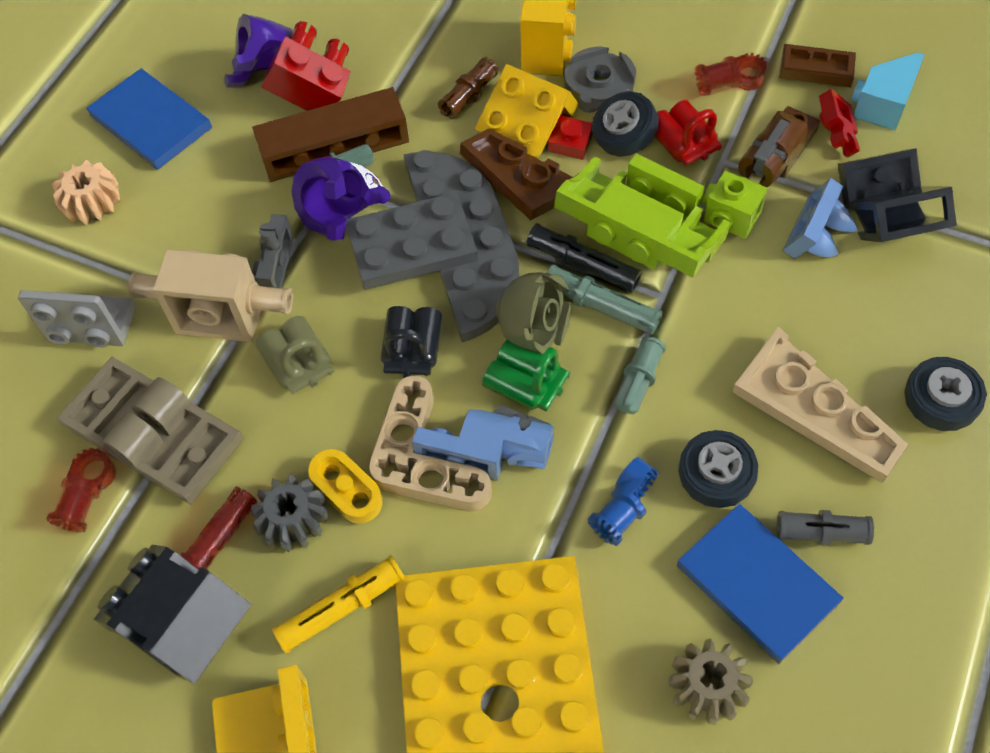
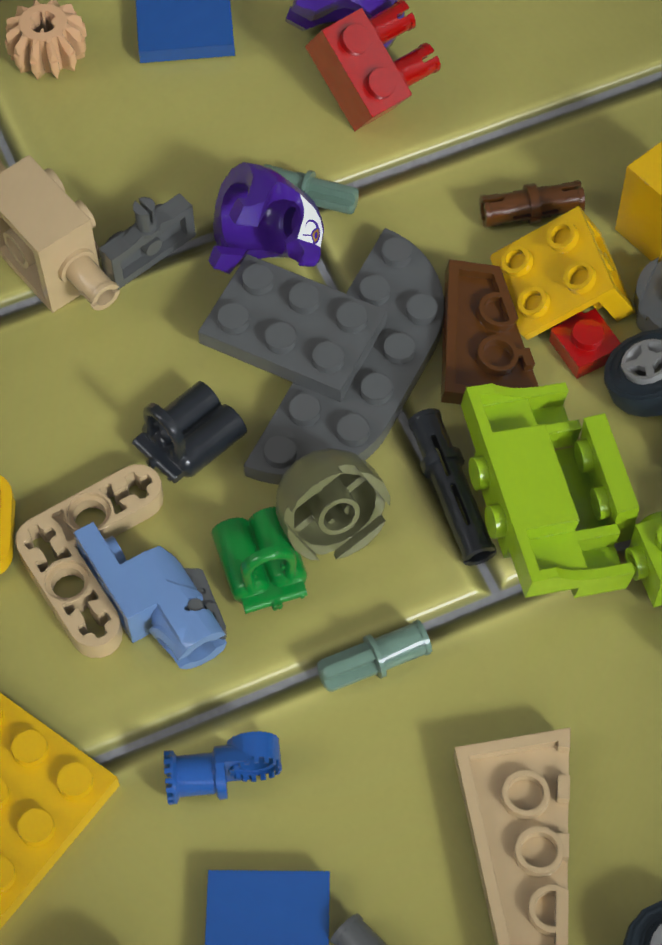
camera: 40 degrees right, 0 degrees up
(295, 354) = (70, 357): olive piece -> none
(335, 128) = (300, 136): reddish brown brick -> none
(613, 304) = (414, 527): sand green pin -> none
(725, 454) = (348, 795): black wheel -> none

